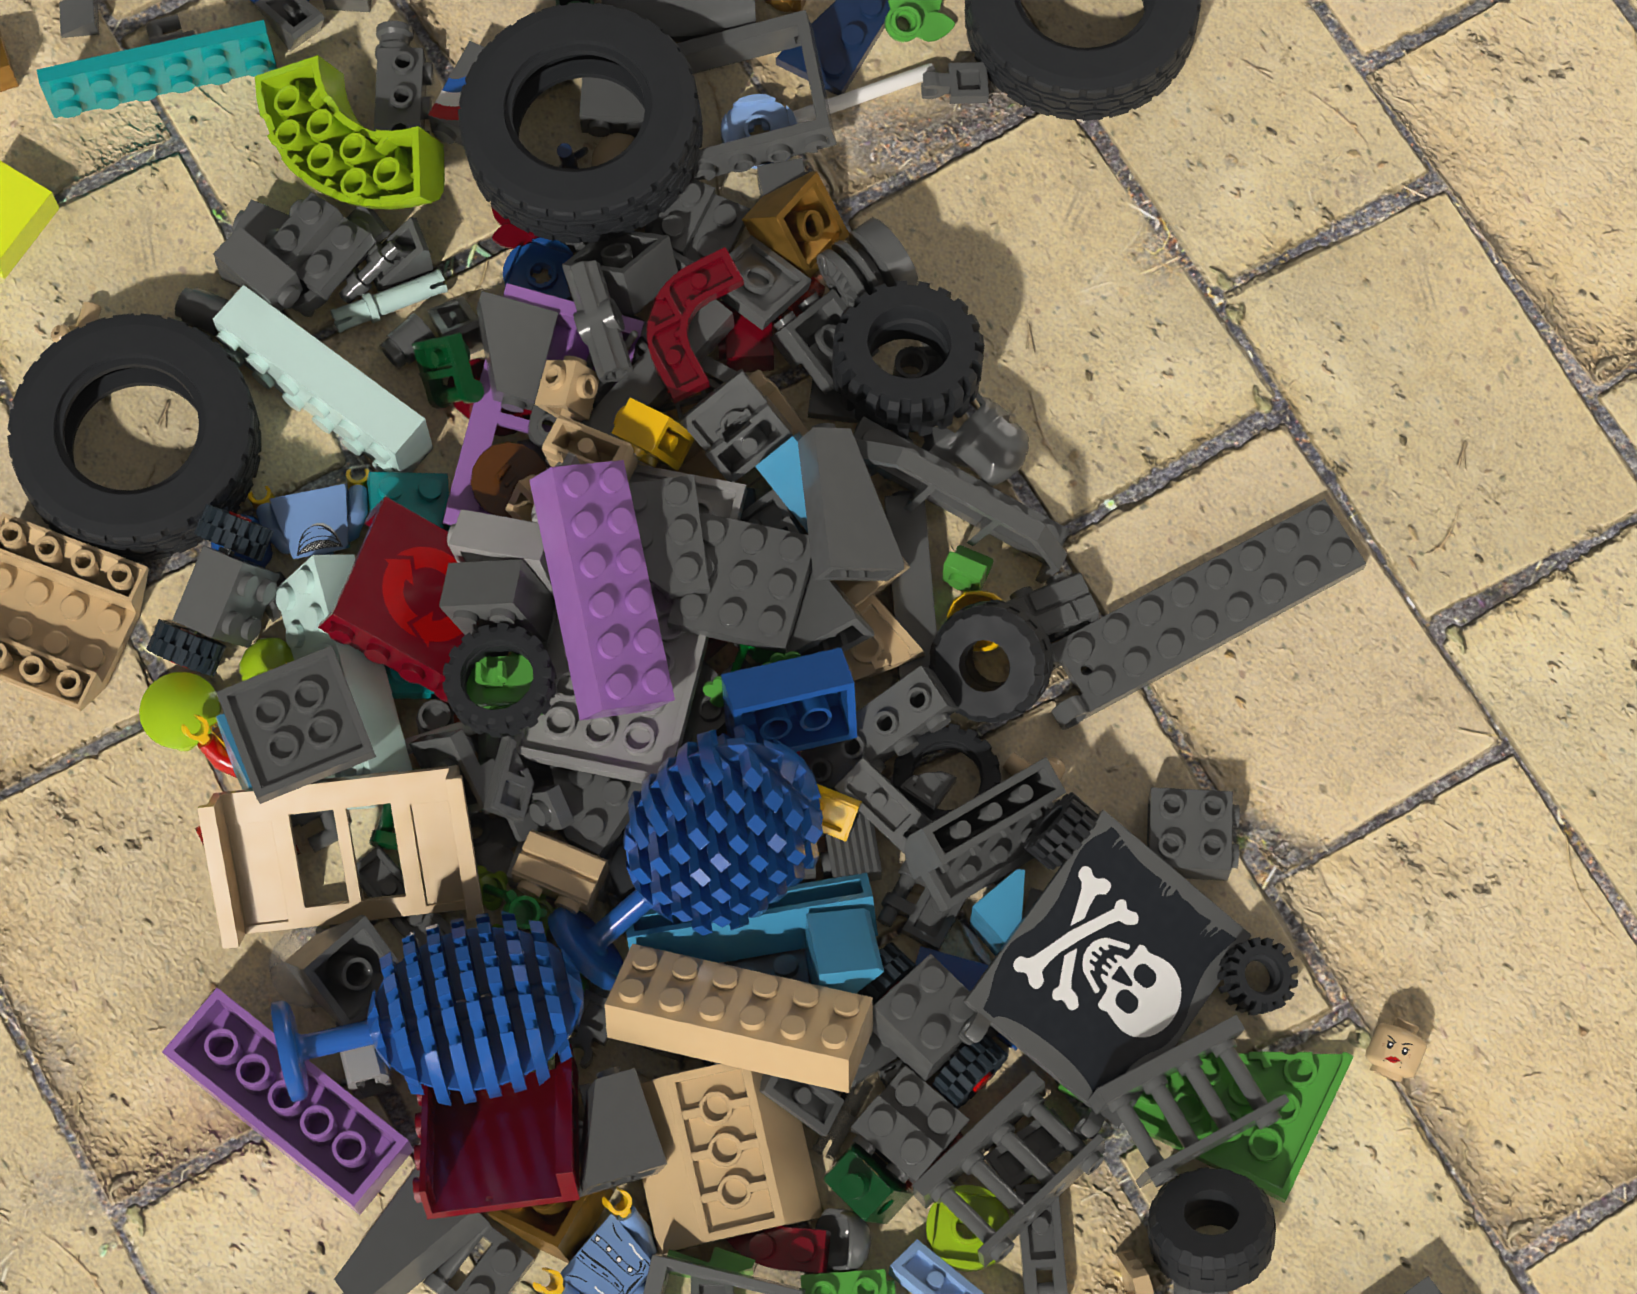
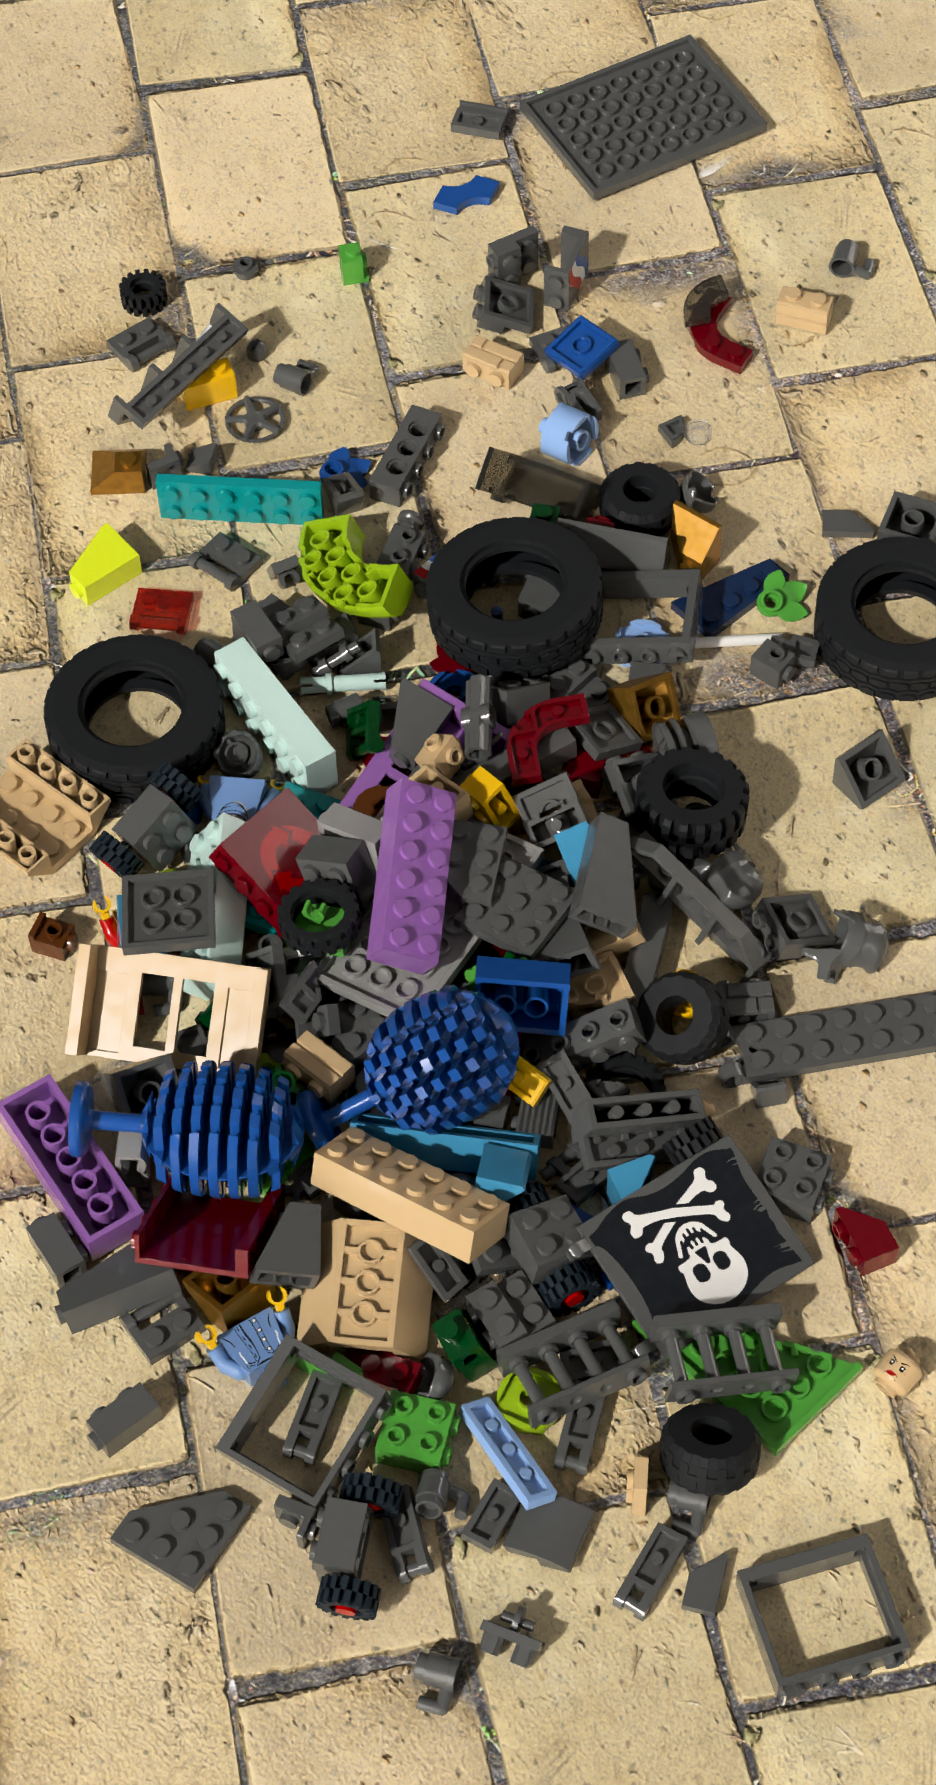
camera: 20 degrees right, 15 degrees down
(37, 46) = (166, 465): none -> dark grey bracket
(108, 251) = (163, 605): none -> clear red plate
(151, 795) = (52, 937): none -> reddish brown brick
(172, 152) = (230, 556): none -> dark grey plate
(173, 702) = (91, 888): lime dish -> none
(251, 153) = (284, 568): none -> dark grey tile
(291, 450) = (238, 754): none -> dark grey hair
(310, 1217) = (56, 1249): none -> dark grey brick
(937, 113) = (773, 664): none -> dark grey brick
(966, 569) = (687, 957): bright green bracket -> none
(1080, 483) = (792, 924): none -> dark grey plate
(1106, 235) = (867, 770): none -> dark grey slope
(1121, 719) = (769, 1092): none -> dark grey slope
(1165, 488) = (856, 945): none -> dark grey piece
(1278, 969) = (824, 1282): black tyre -> none
(1304, 886) = (866, 1239): none -> dark red slope

